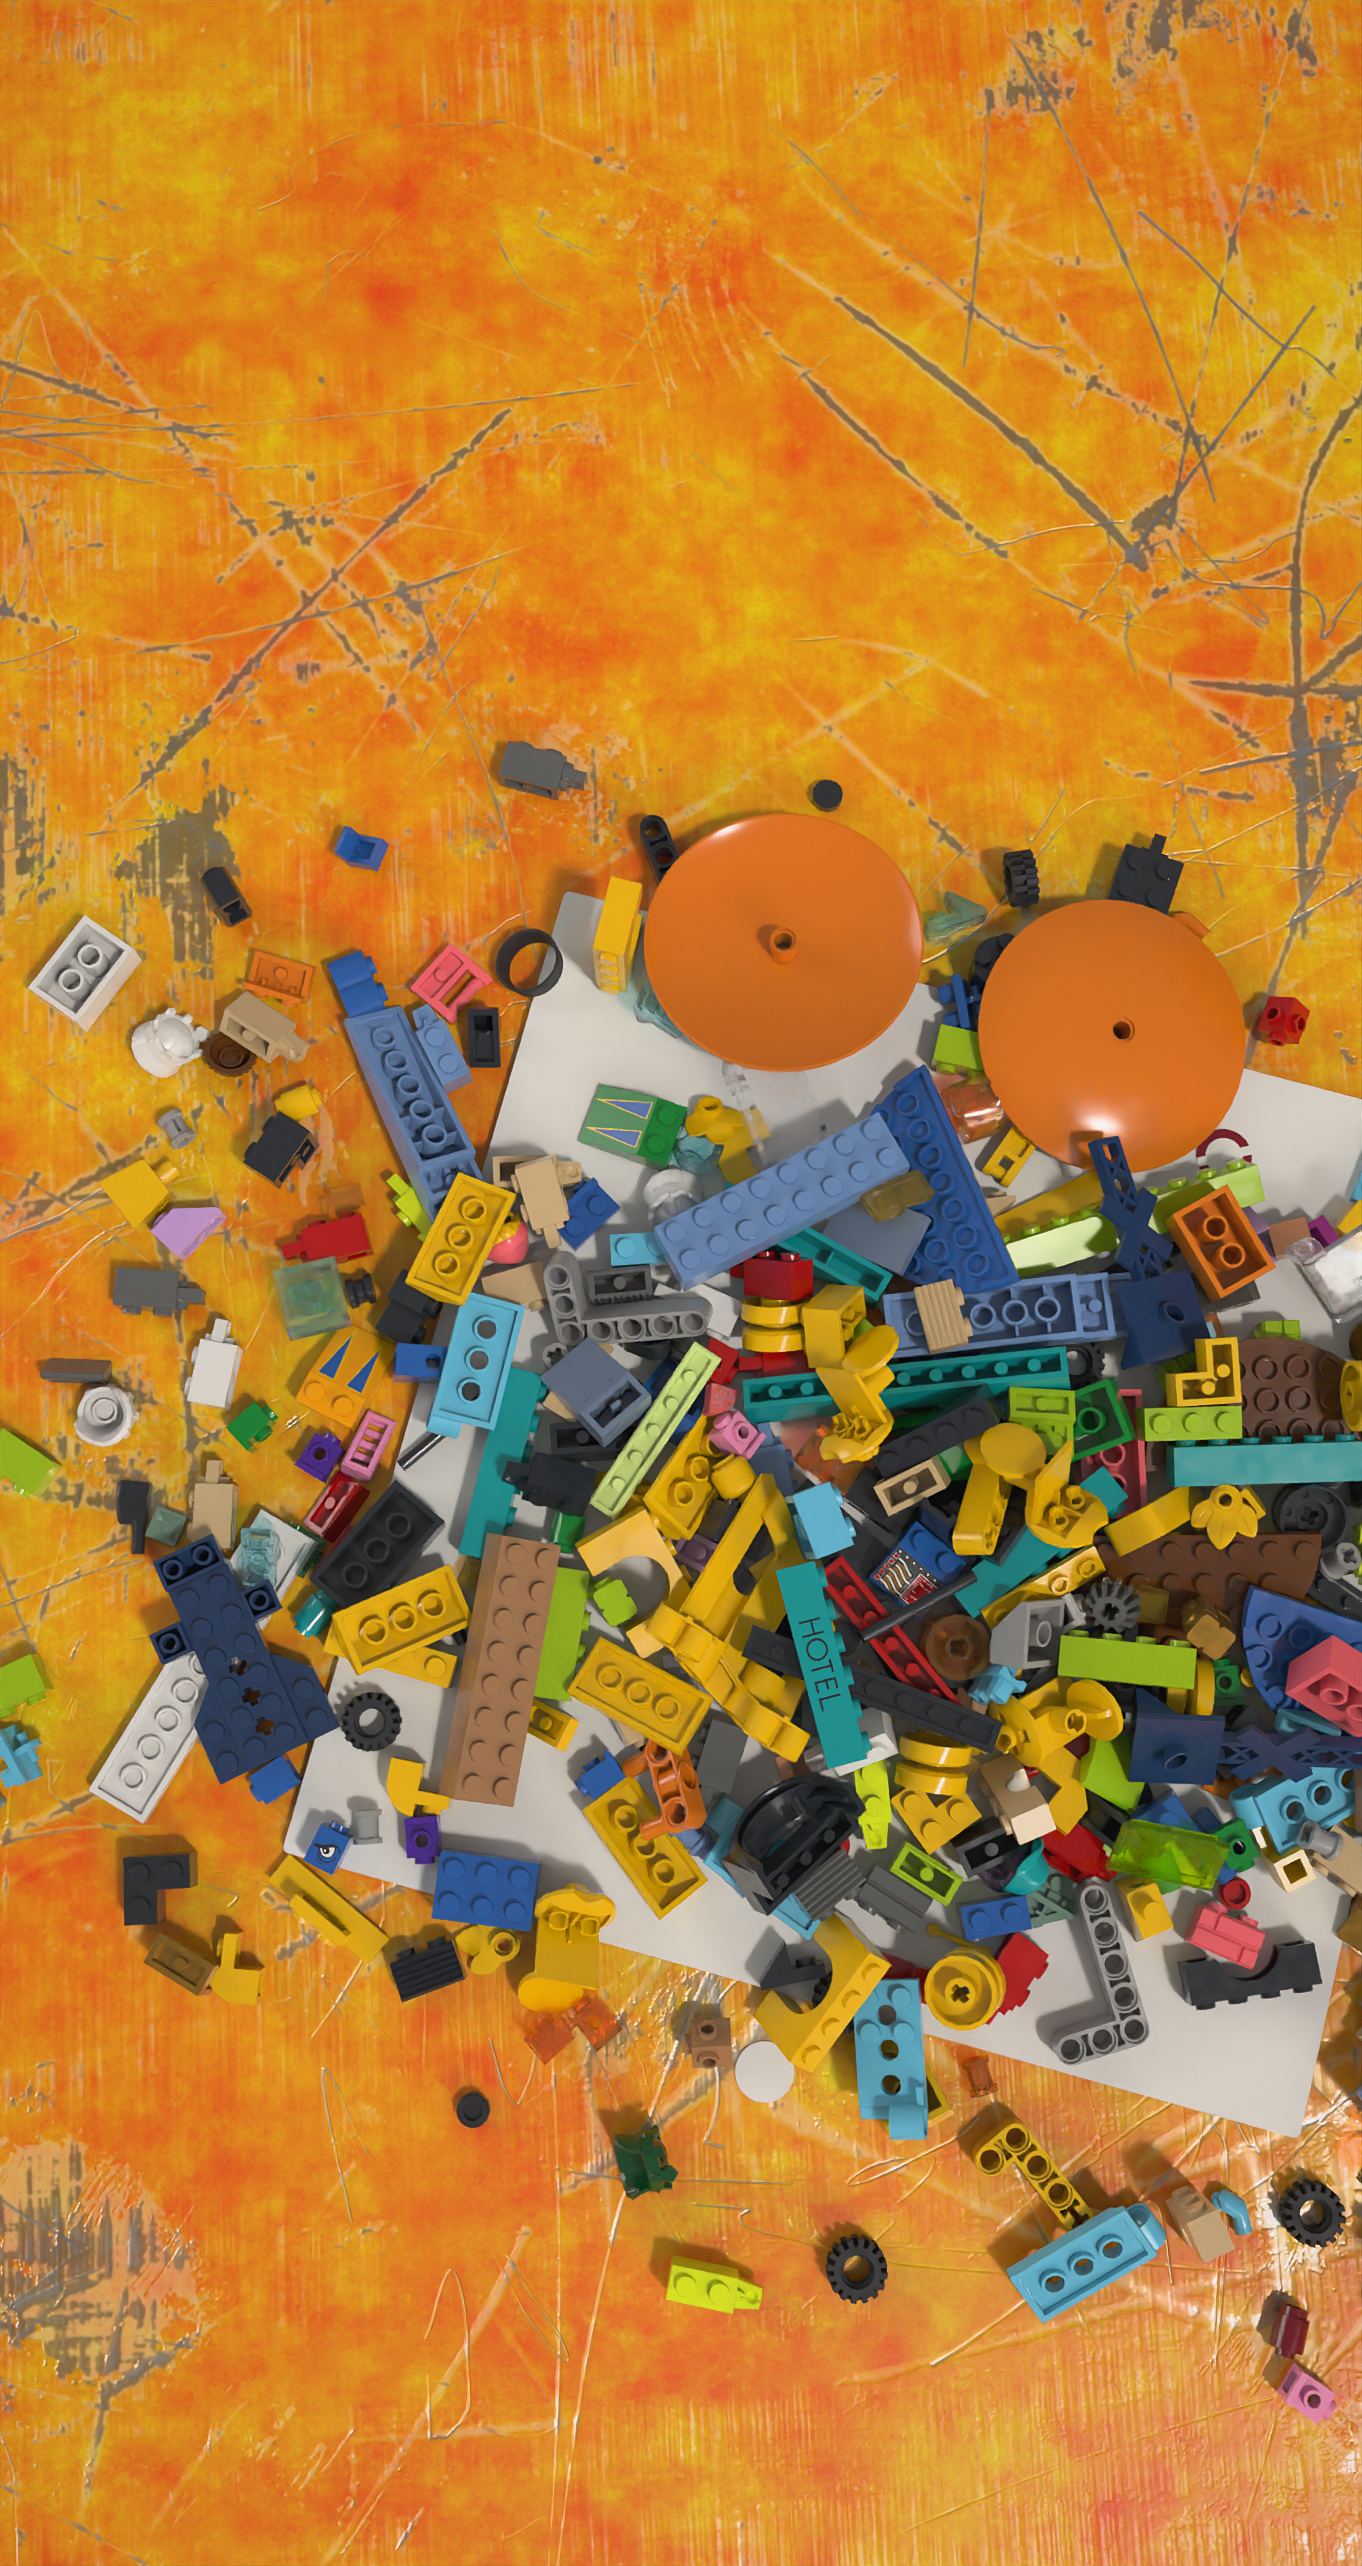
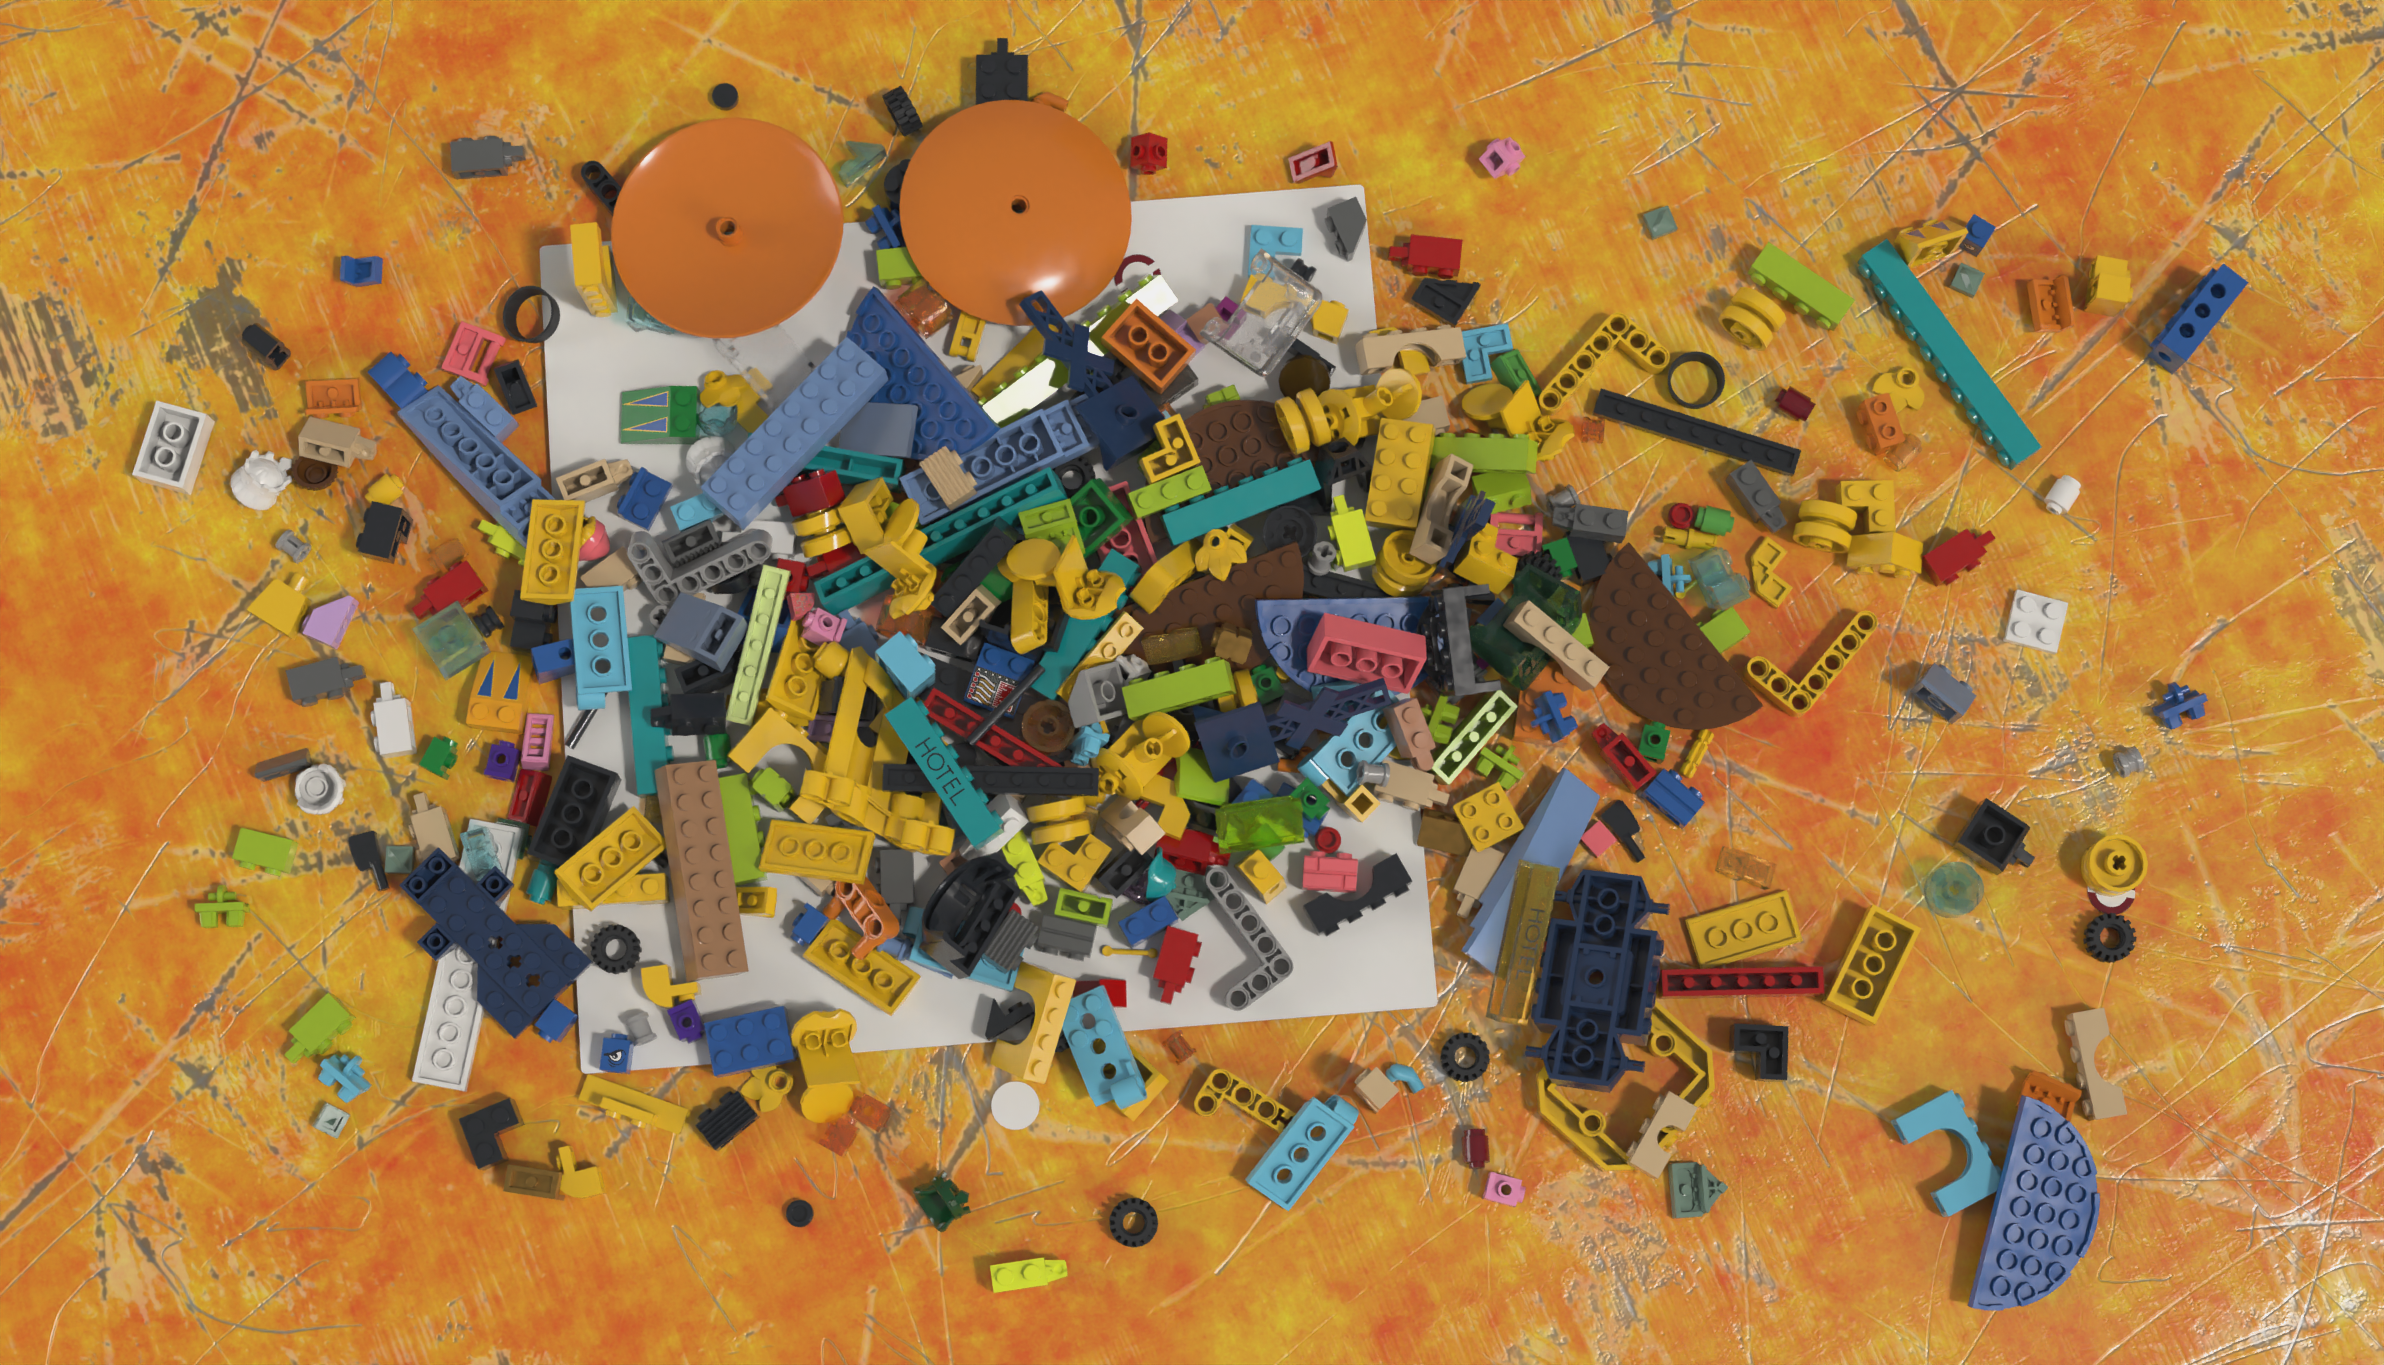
camera: 20 degrees left, 0 degrees up
(543, 1197) = (606, 495): tan hinge -> none
(709, 2043) = (963, 1095): medium nougat brick -> none
(896, 1194) = (882, 397): clear yellow slope -> none
(950, 2001) = (1155, 975): yellow wheel -> none
(1106, 1614) = (1148, 644): dark grey gear -> none

